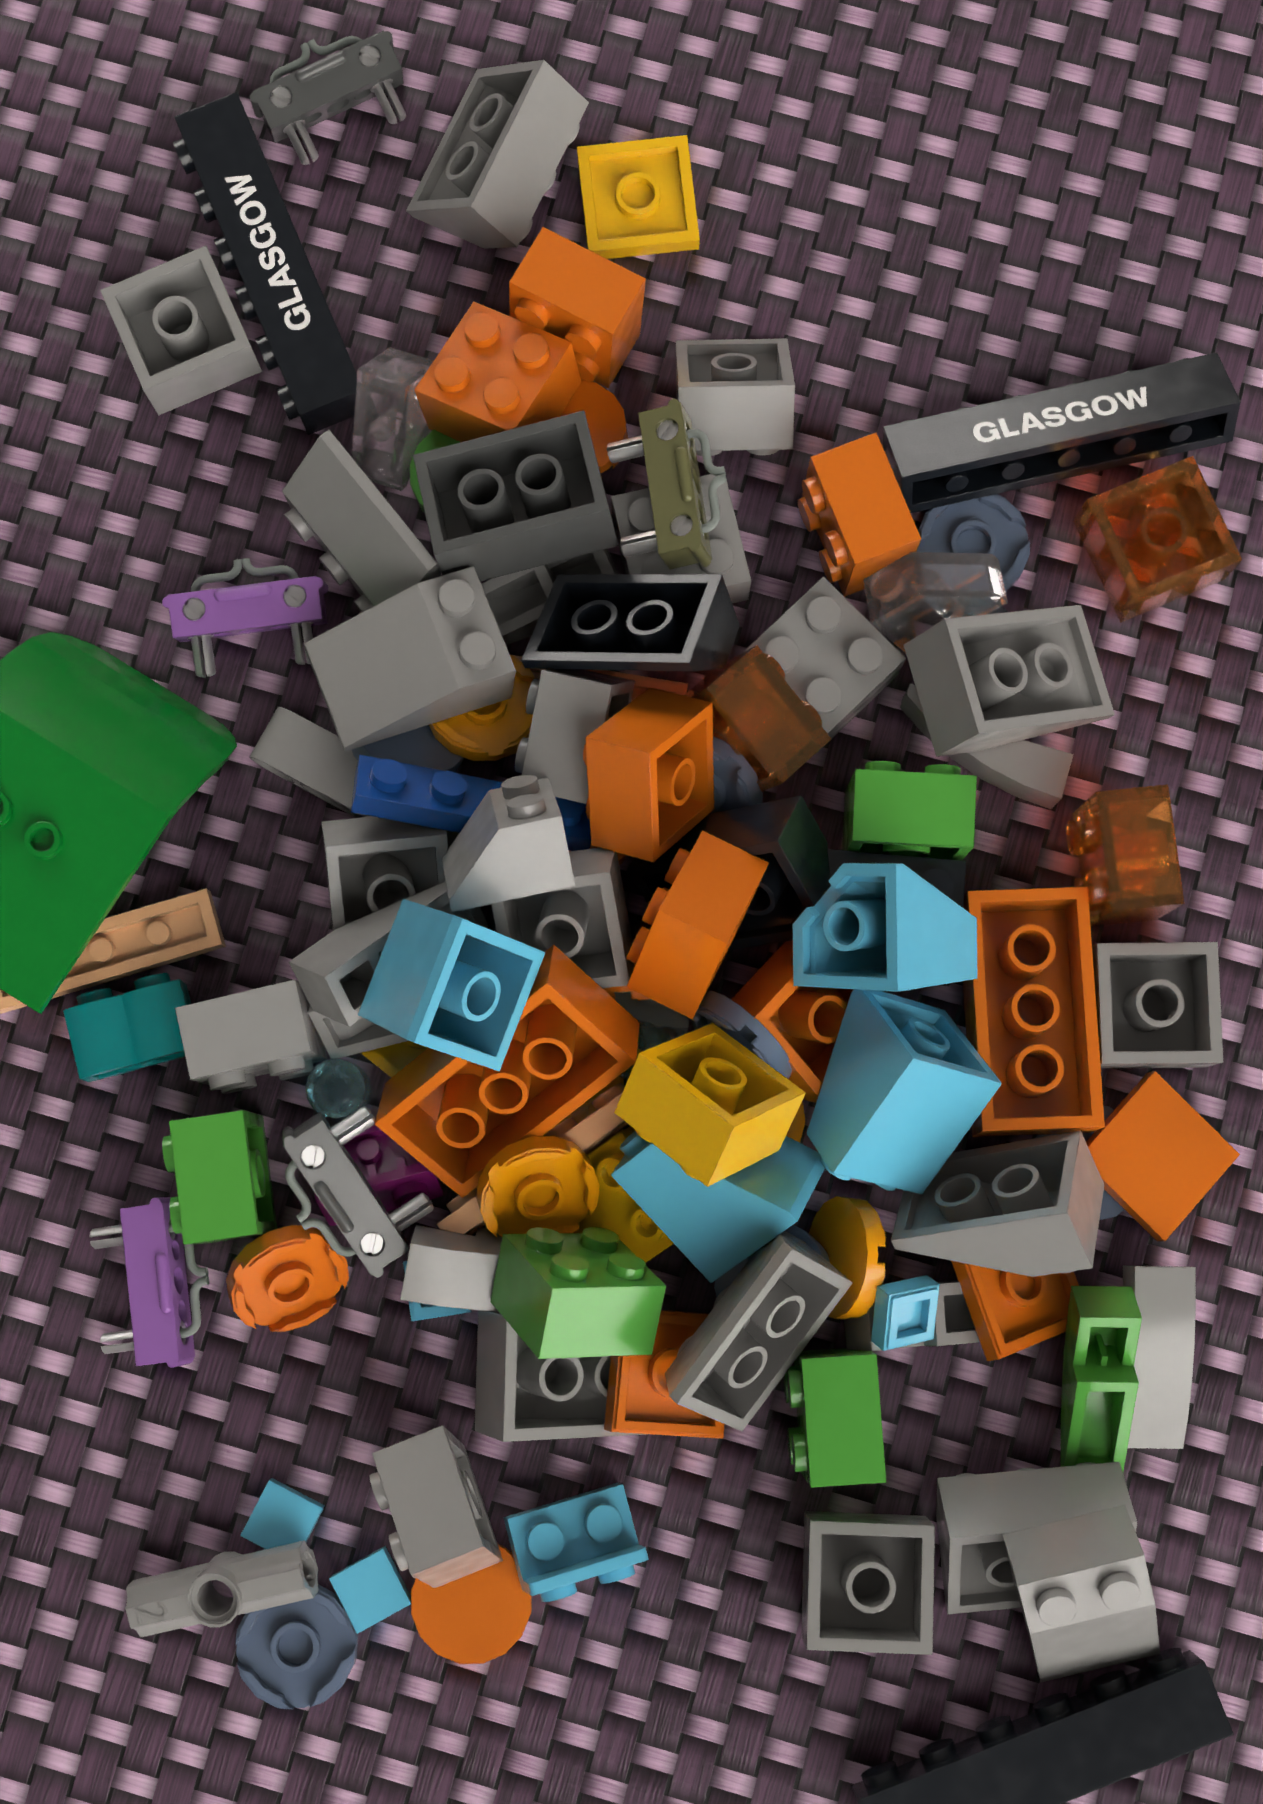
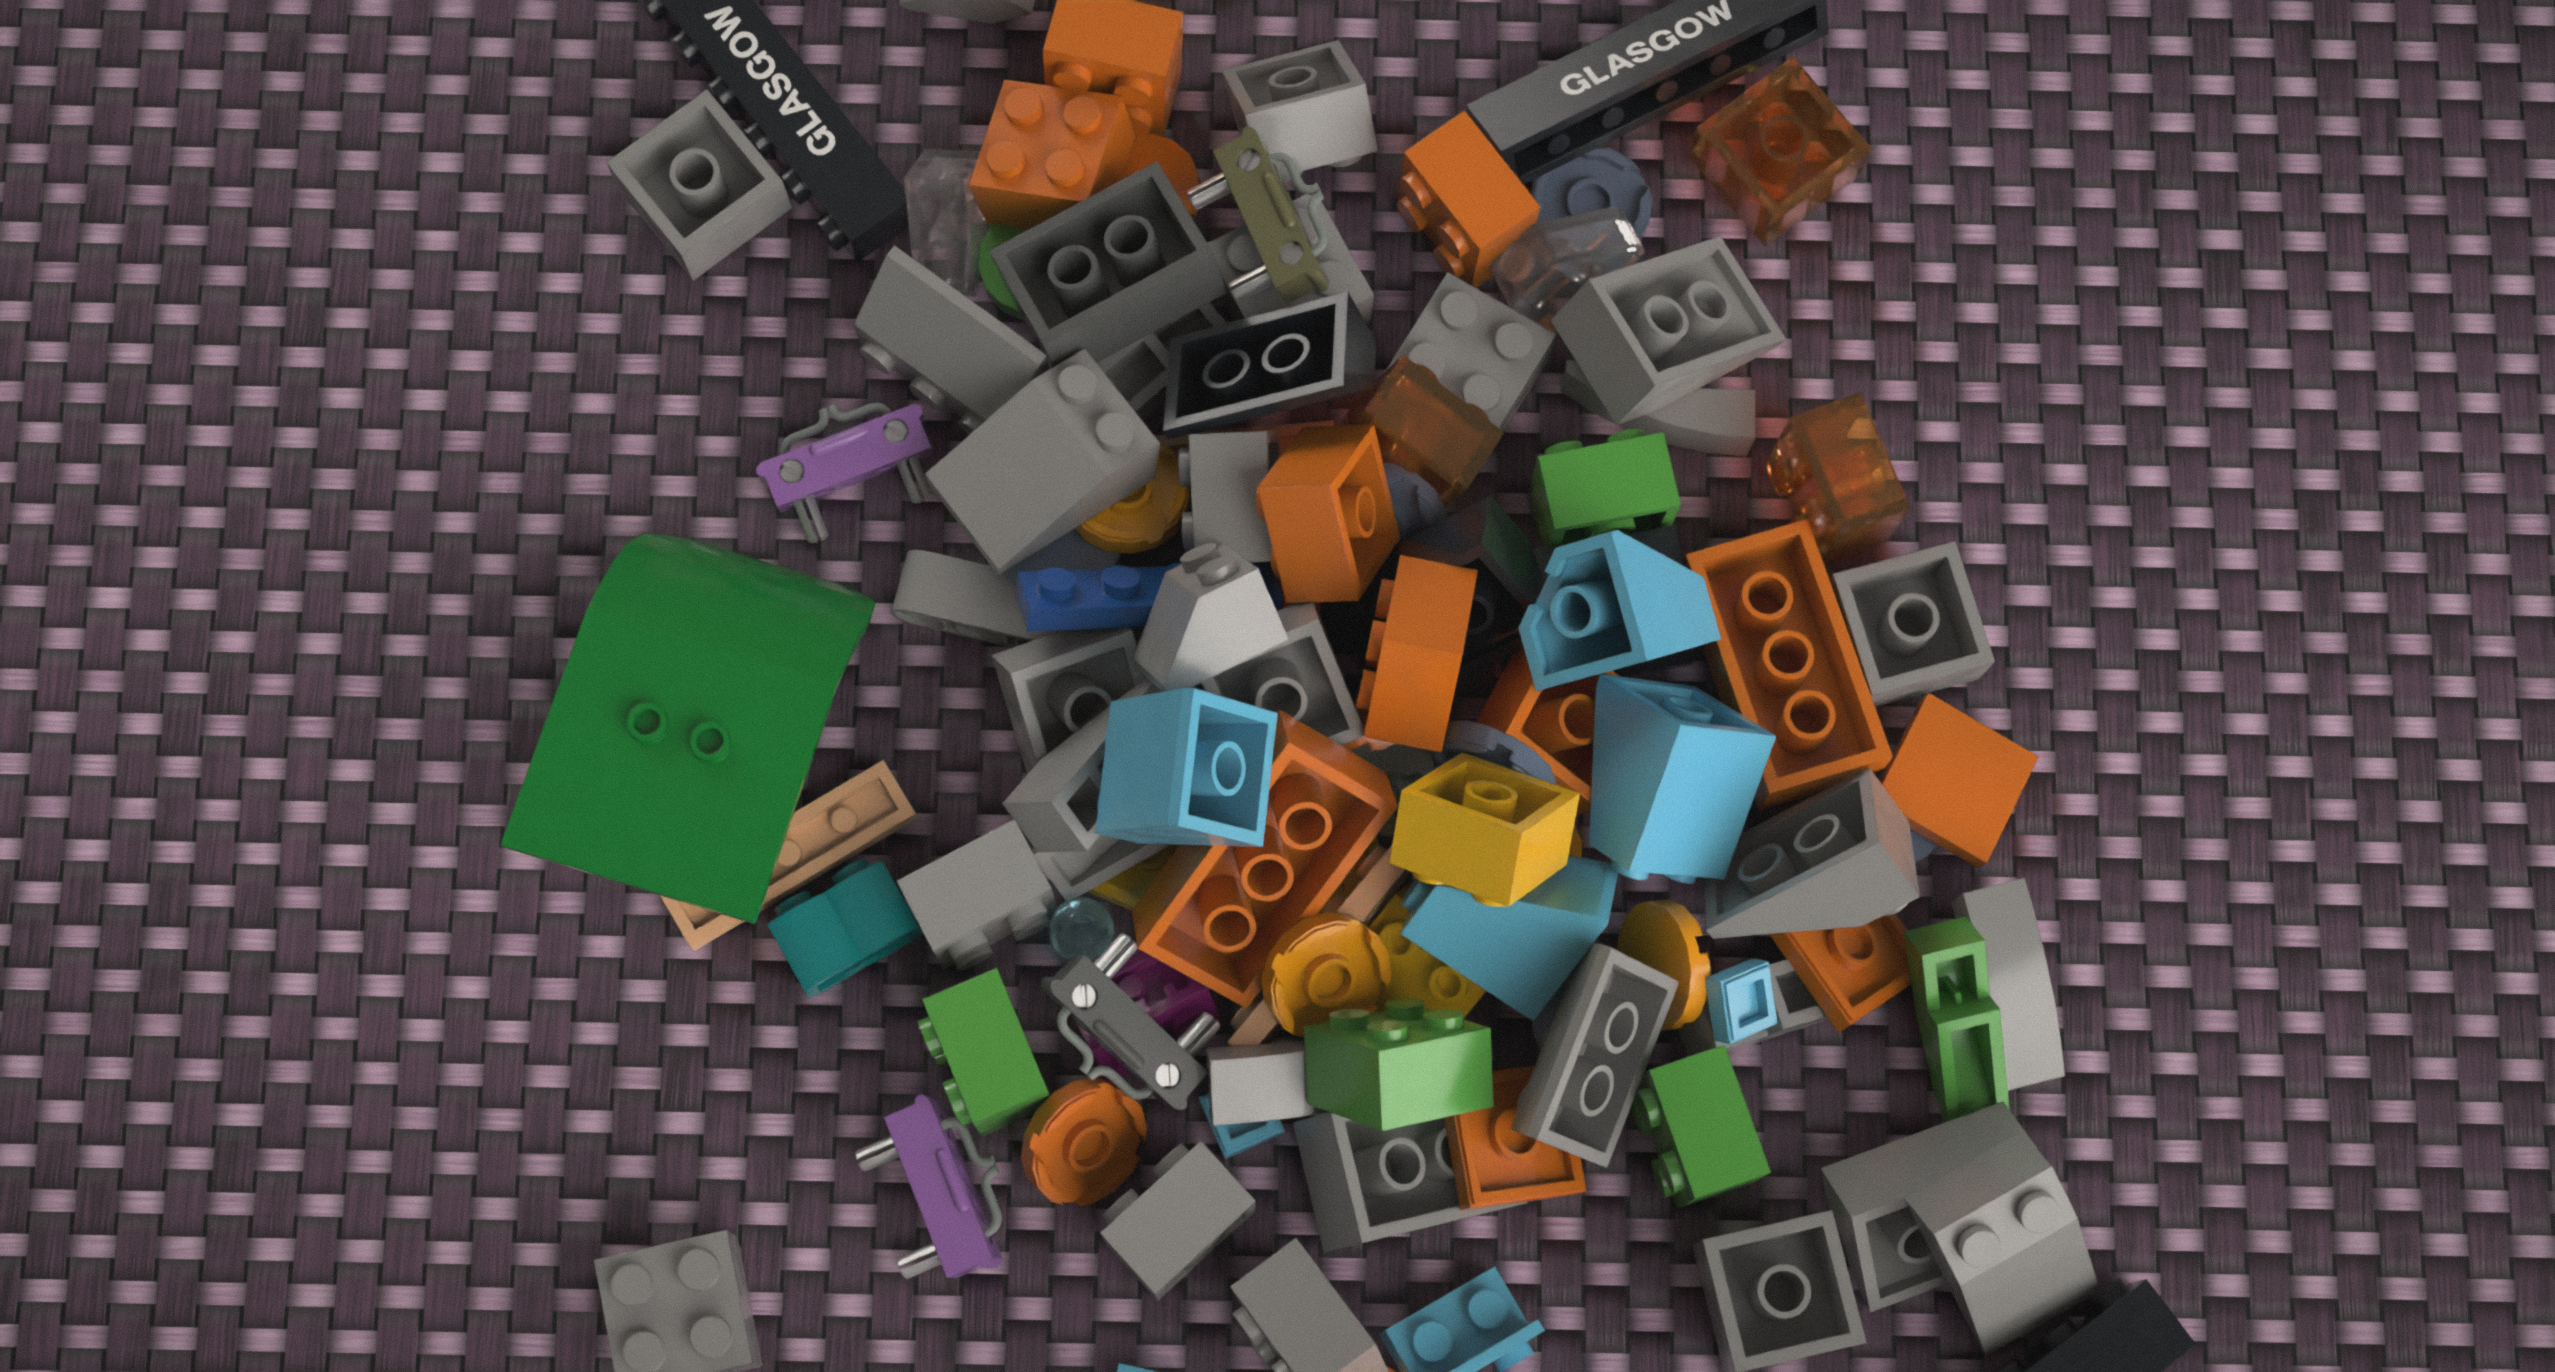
camera: 20 degrees left, 5 degrees down
(342, 1378) = (1177, 1218): none -> light grey brick

